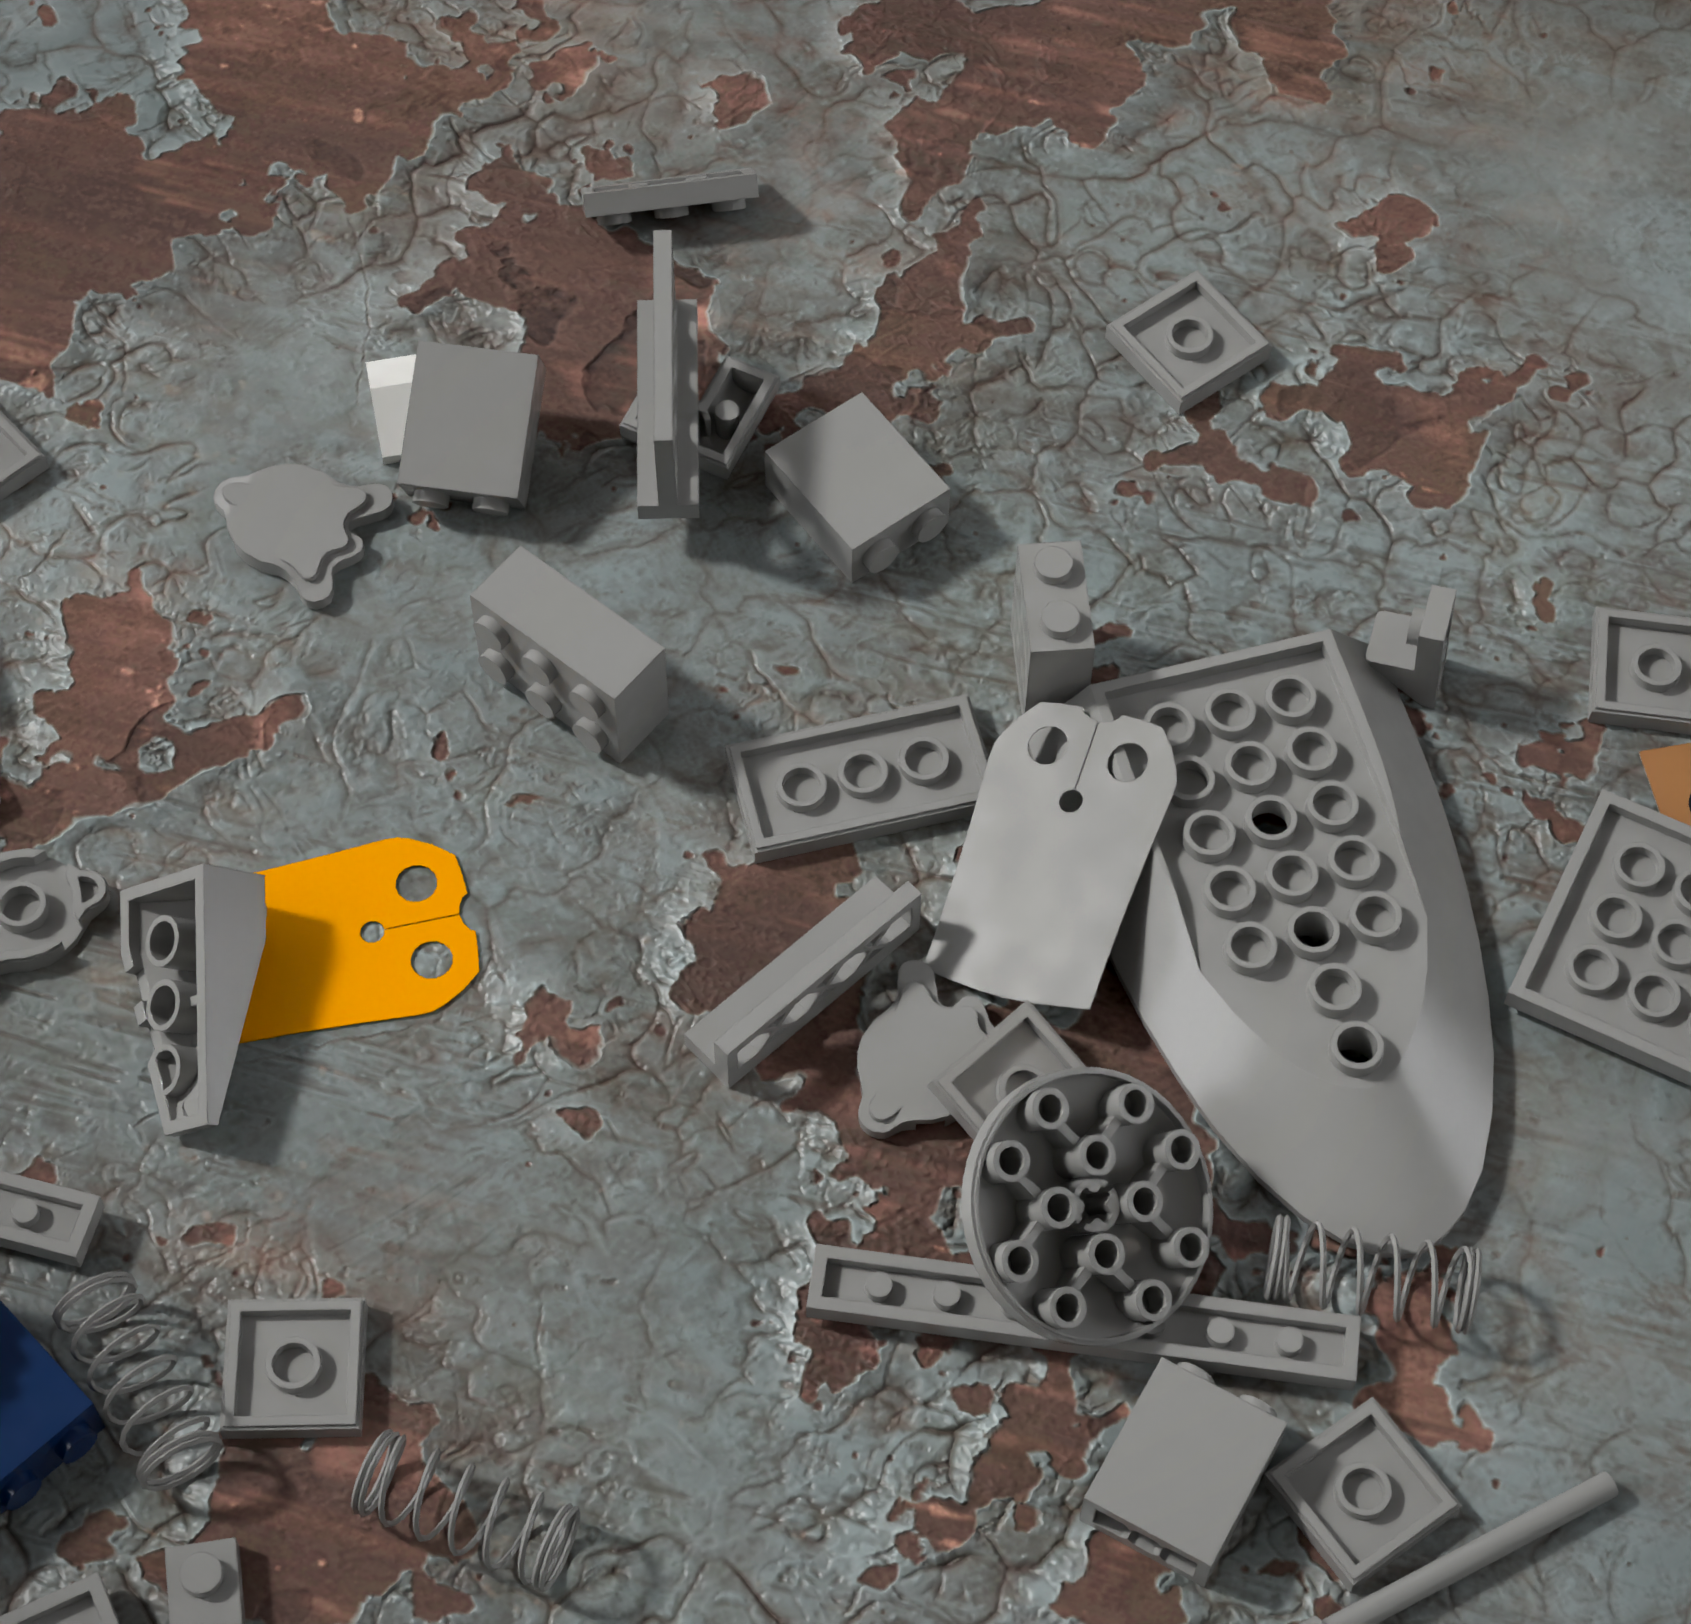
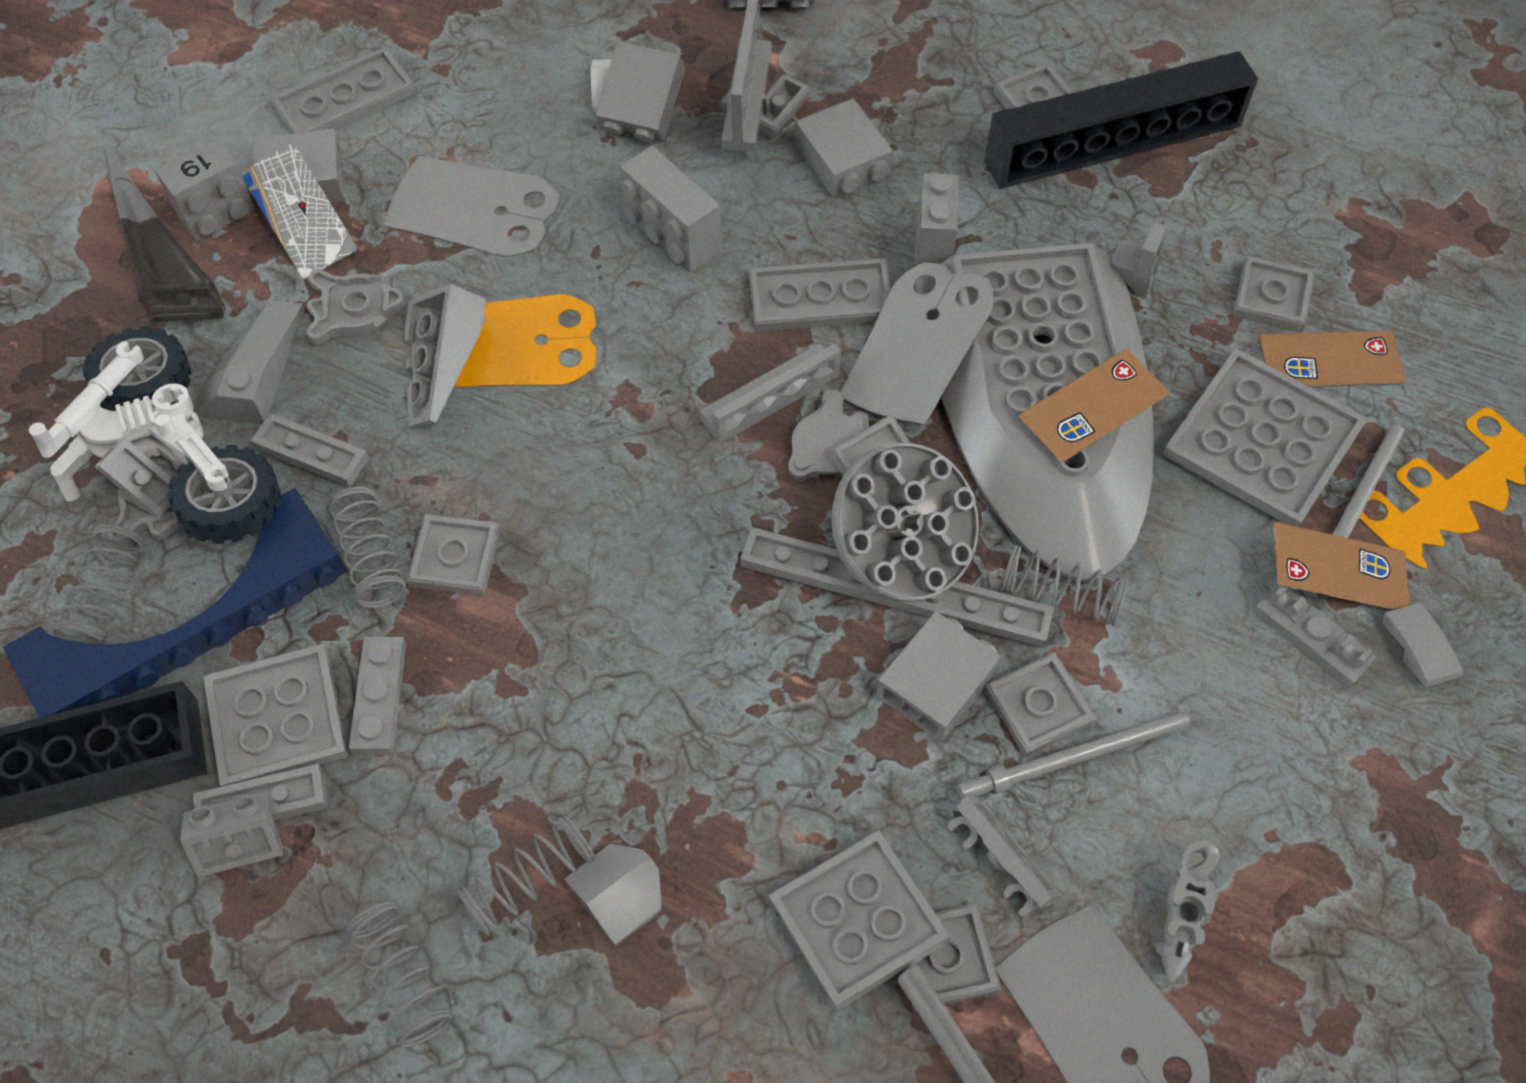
camera: 10 degrees right, 0 degrees up
(169, 680) = (460, 205): none -> light grey piece
(300, 524) = (542, 134): light grey tile -> none
(554, 1547) = (500, 601): light grey piece -> none
(1339, 377) = (1118, 119): none -> black brick
(1377, 939) = (1094, 405): none -> medium nougat sticker

